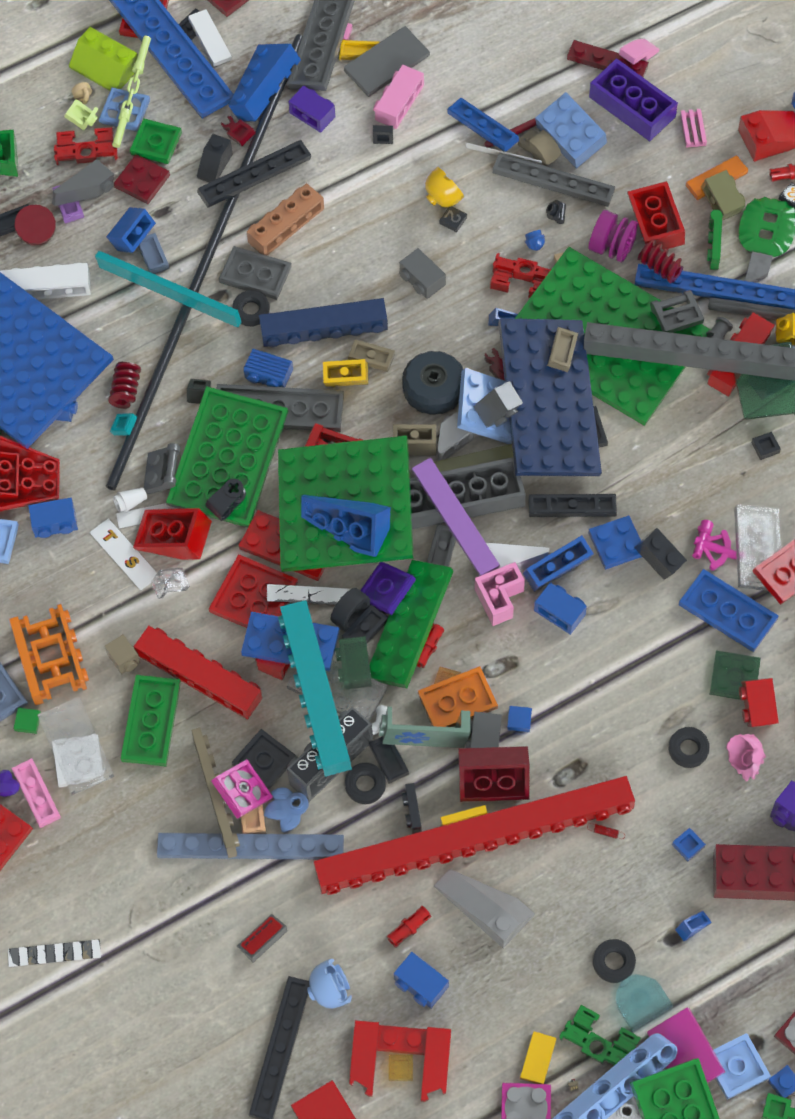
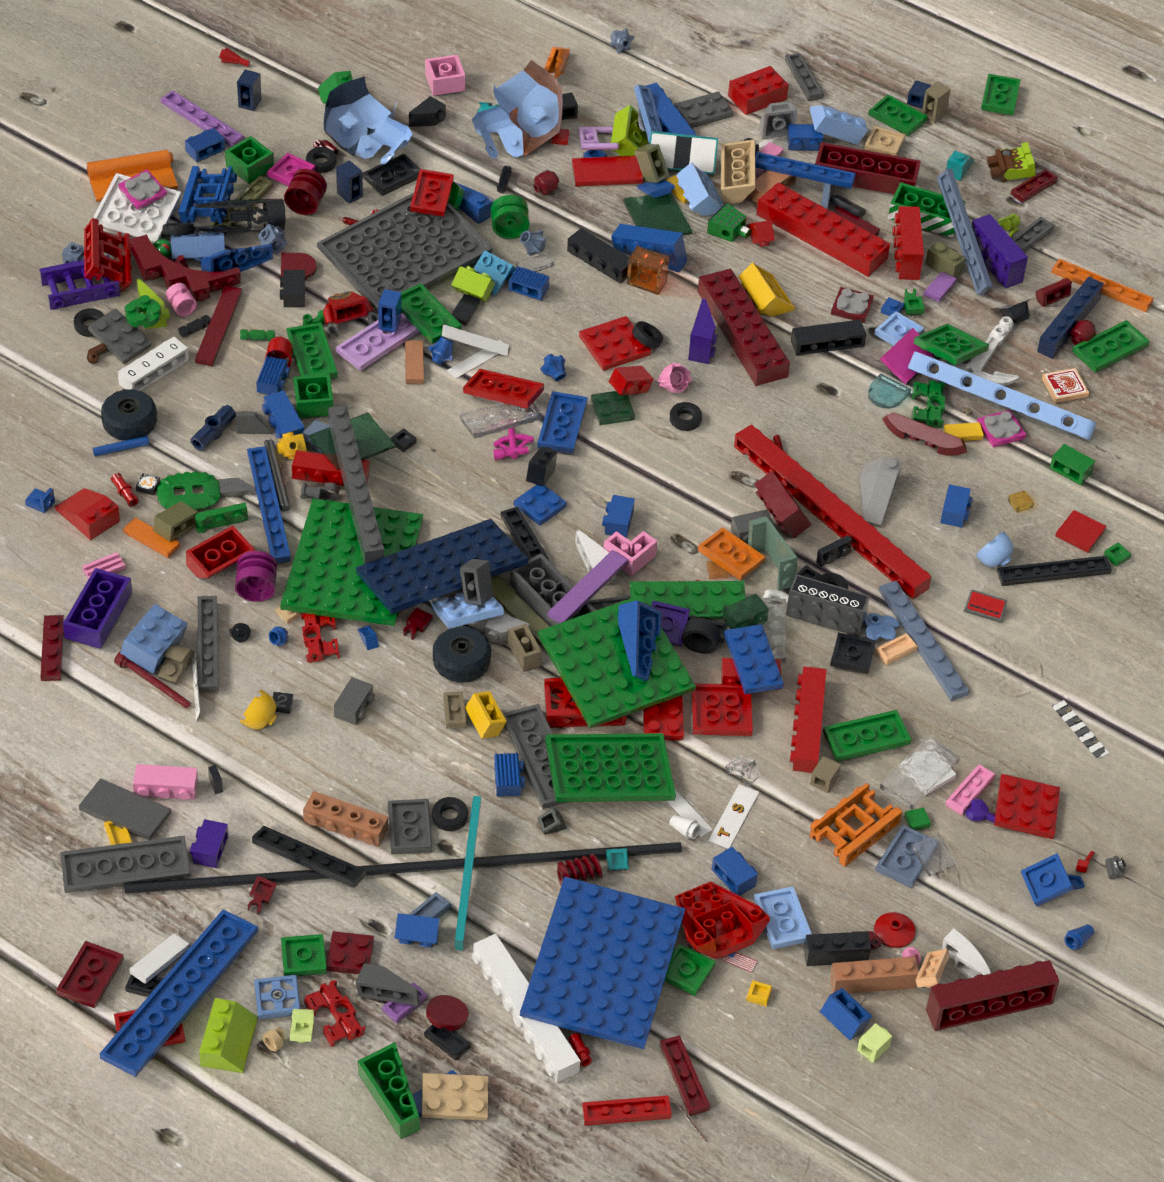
camera: 120 degrees left, 15 degrees down
(125, 114) = (231, 991): yellowish green piece -> none
(161, 469) = (648, 816): dark grey plate -> none
(173, 533) = (700, 781): red slope -> none
(214, 158) = (303, 898): black slope -> none
(224, 501) = (655, 747): black piece -> none
(224, 820) = (899, 668): dark tan plate -> none
(242, 789) = (890, 645): dark pink piece -> none
(262, 79) = (197, 888): blue wedge -> none
(313, 595) = (700, 672): white sticker -> none
(315, 688) = (790, 612): teal brick -> none
(323, 322) = (439, 752): dark blue brick -> none
(372, 1037) = (994, 488): red wedge -> none
(408, 926) = (921, 527): red pin -> none
(463, 815) = (822, 520): yellow tile -> none
(483, 124) = (169, 710): blue tile -> none
(519, 718) = (721, 516): blue tile -> none
(548, 1004) = (946, 443): none -> brick
(558, 563) = (576, 517): blue brick -> none
(562, 349) = (397, 562): dark tan tile -> none
(604, 971) = (866, 420): black tyre -> none
(638, 50) = (38, 620): bright pink slope -> none
(660, 261) = (269, 534): dark red piece -> none
(679, 317) = (317, 509): dark grey plate -> none
(688, 844) = (760, 395): blue plate -> none
(693, 925) = (816, 379): blue piece -> none
(755, 970) = (828, 337): none -> black brick

